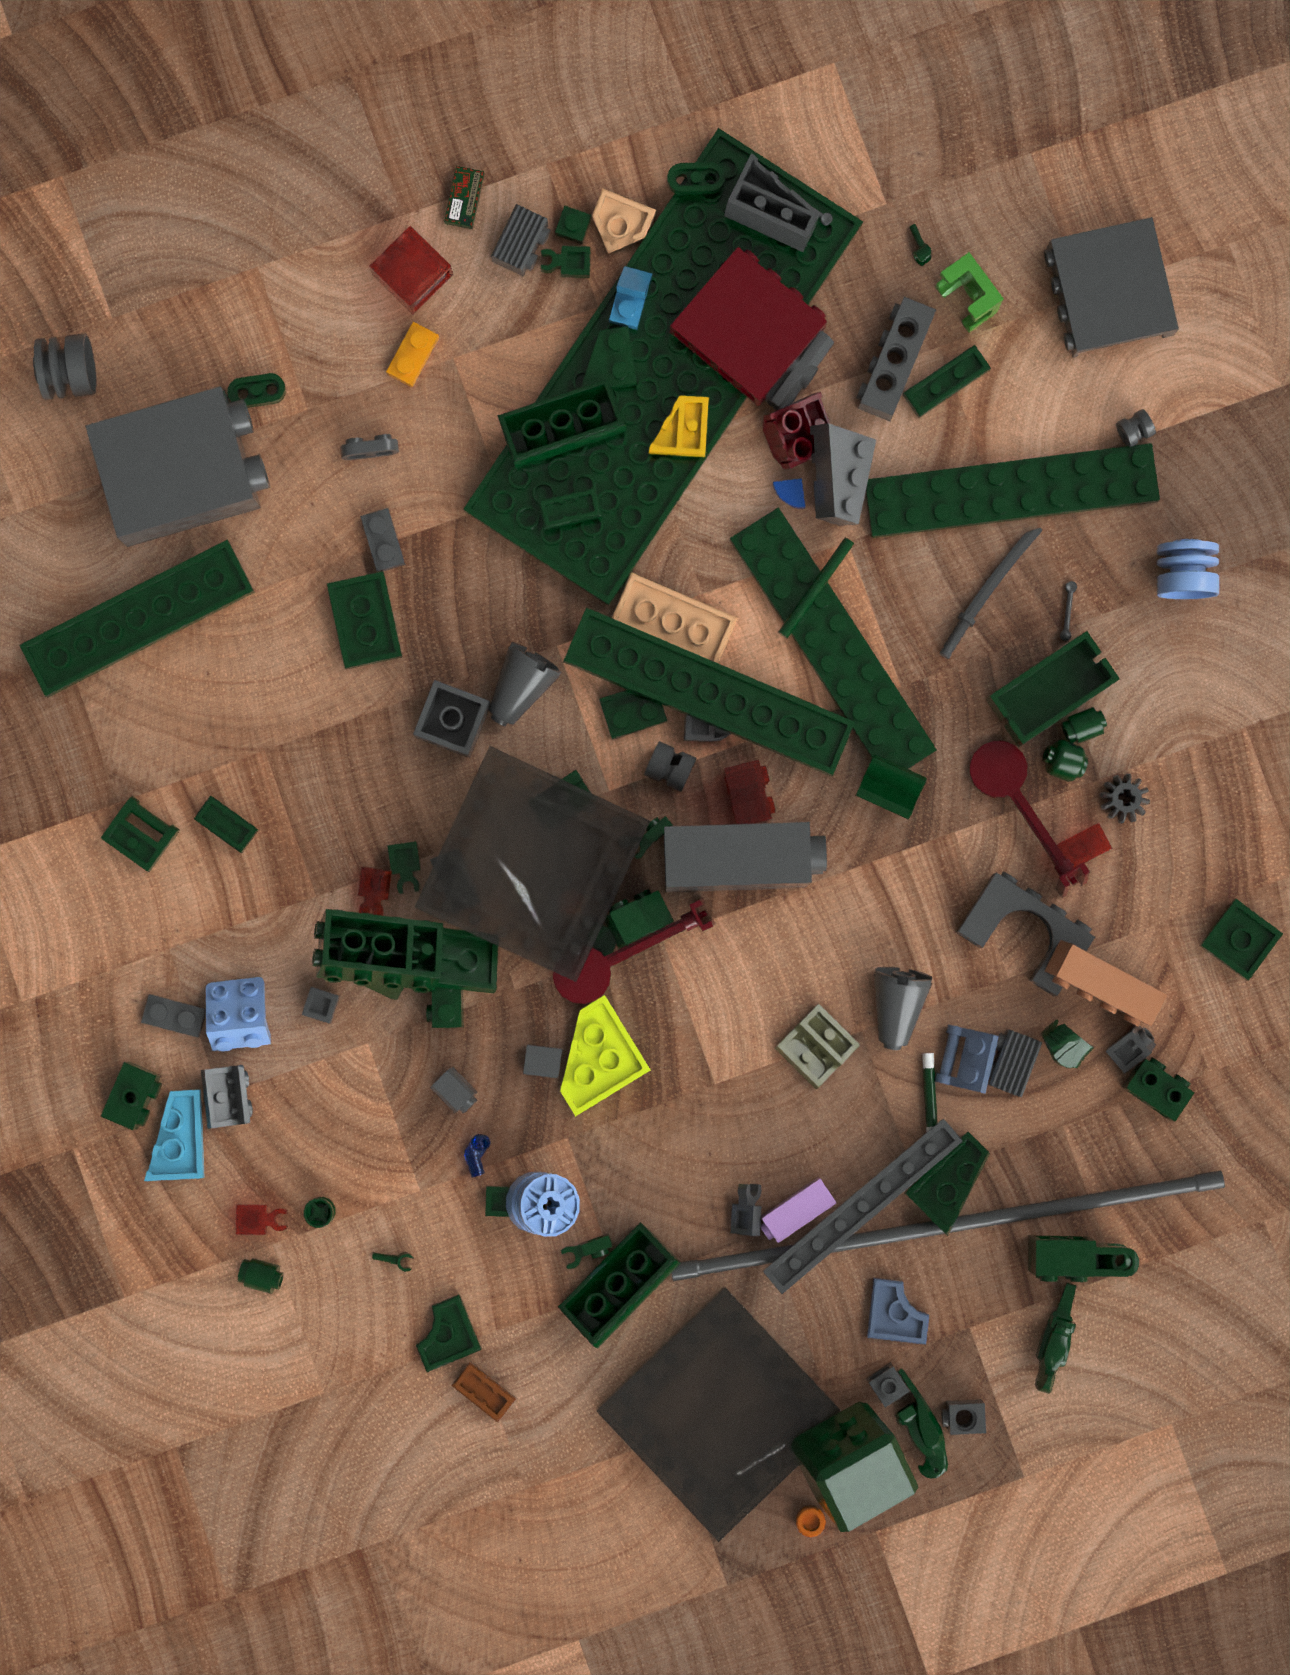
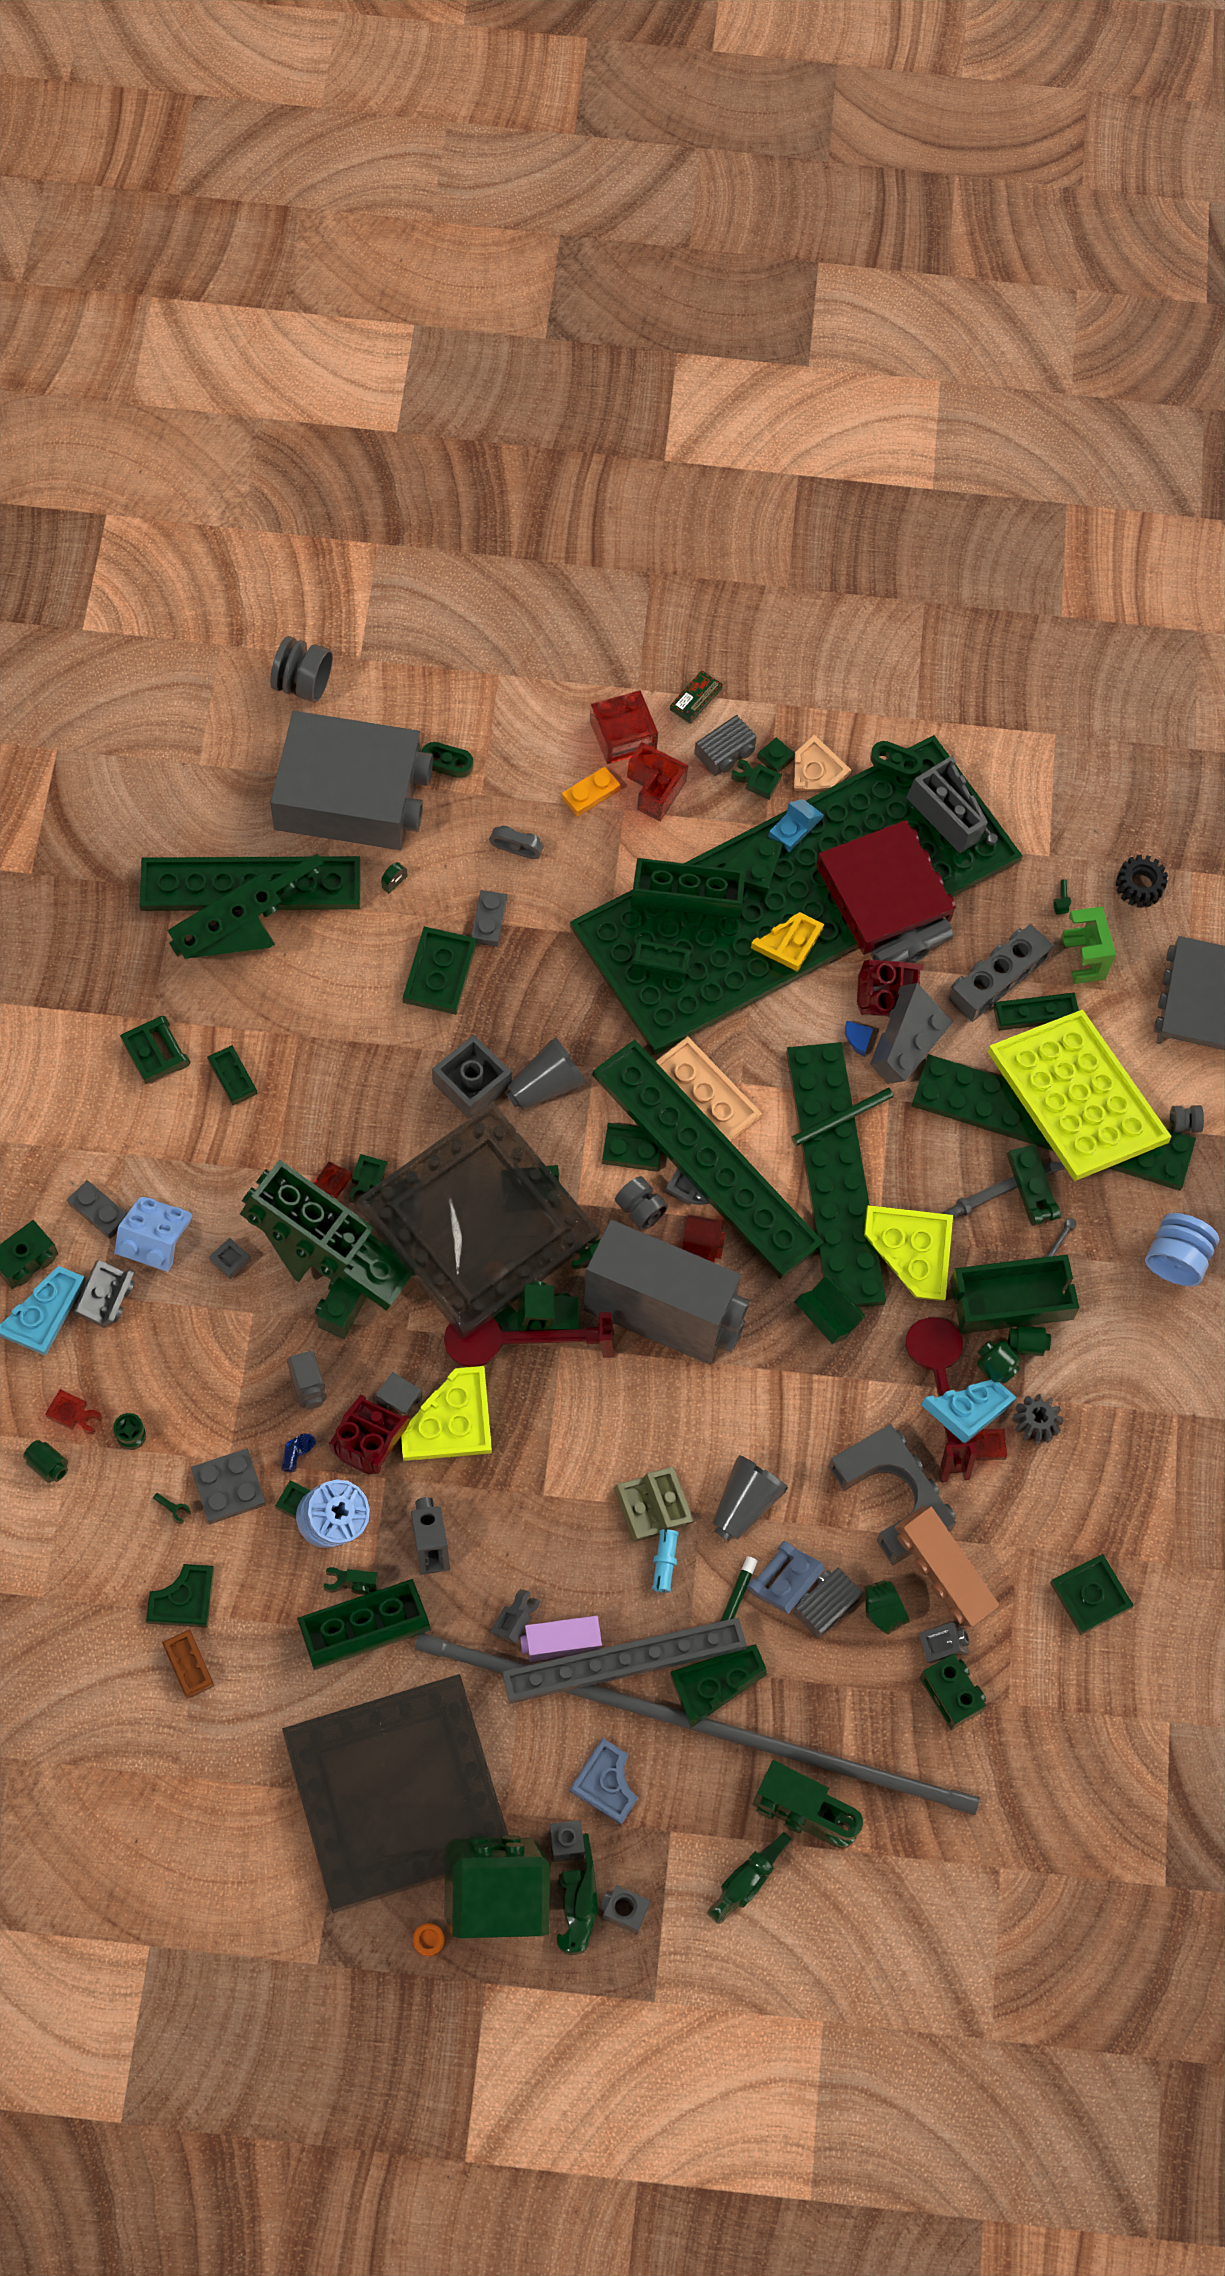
camera: 20 degrees right, 20 degrees down
(149, 667) = (239, 929): none -> dark green wedge
(270, 543) = (393, 876): none -> dark green tile
(433, 1215) = (228, 1486): none -> dark grey plate
(476, 309) = (660, 777): none -> clear red brick
(534, 1110) = (367, 1435): none -> dark red slope
(643, 1186) = (430, 1537): none -> dark grey torso
(853, 1094) = (665, 1561): none -> medium azure pin
(940, 687) = (913, 1247): none -> neon yellow plate
(983, 207) = (1146, 868): none -> black tyre
(1021, 566) = (1033, 1184): none -> dark green plate
(1026, 456) = (1079, 1095): none -> neon yellow plate
(1062, 822) = (971, 1409): none -> medium azure wing

